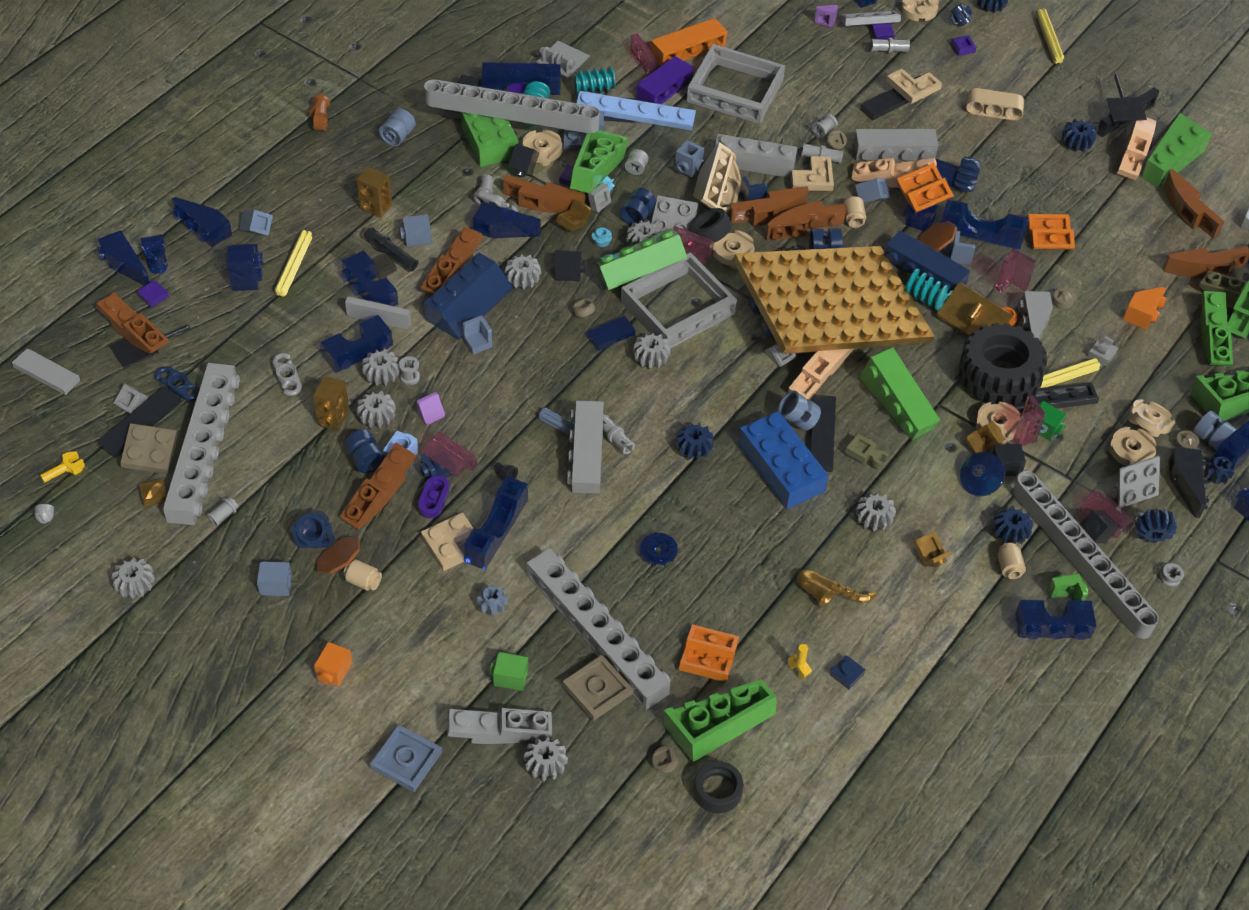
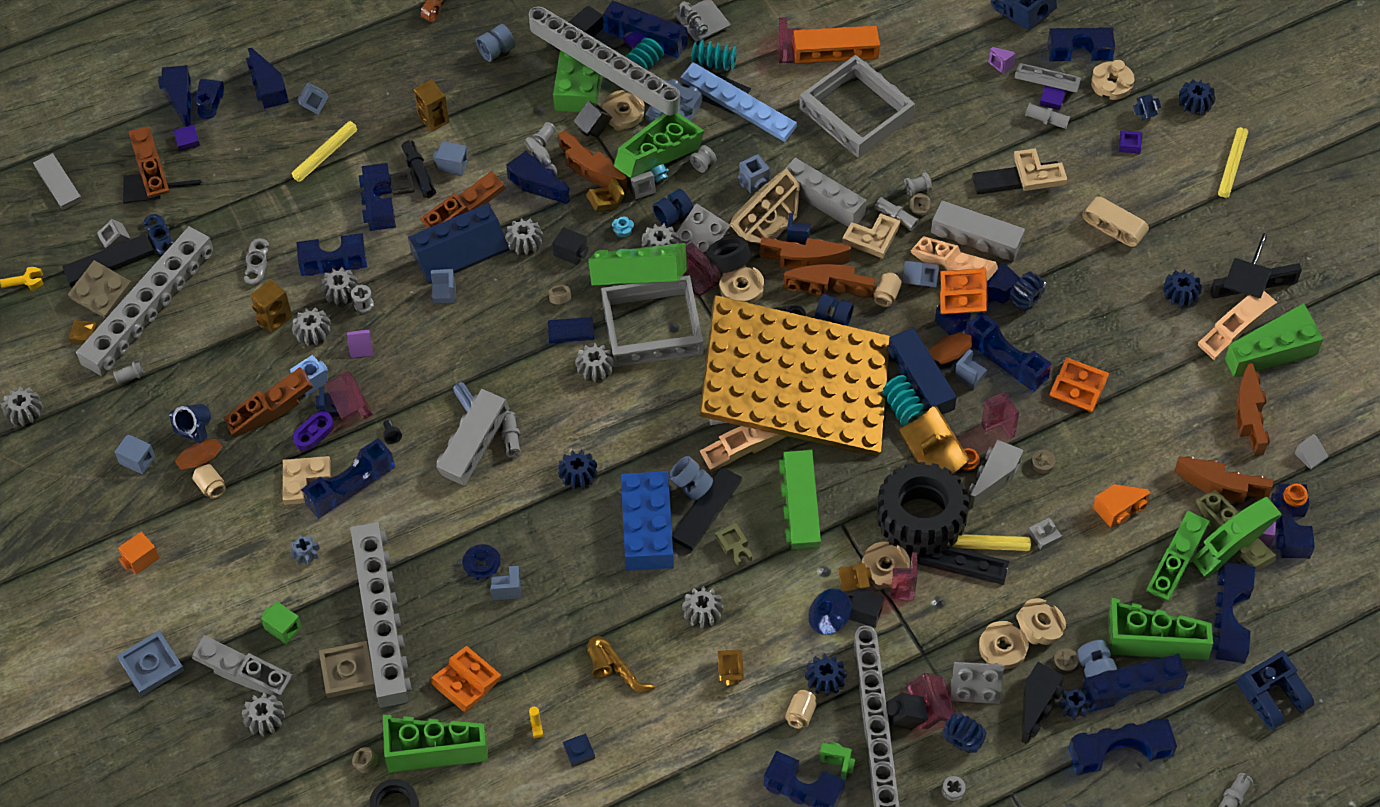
camera: 30 degrees right, 5 degrees up
(244, 266) = (275, 139): clear blue brick -> none
(364, 451) = (276, 362): dark blue wheel -> none
(389, 314) = (369, 230): light grey tile -> none
(665, 81) = (784, 80): dark purple brick -> none
(696, 560) = (507, 586): none -> sand blue panel
(1053, 422) = (933, 584): green brick -> none

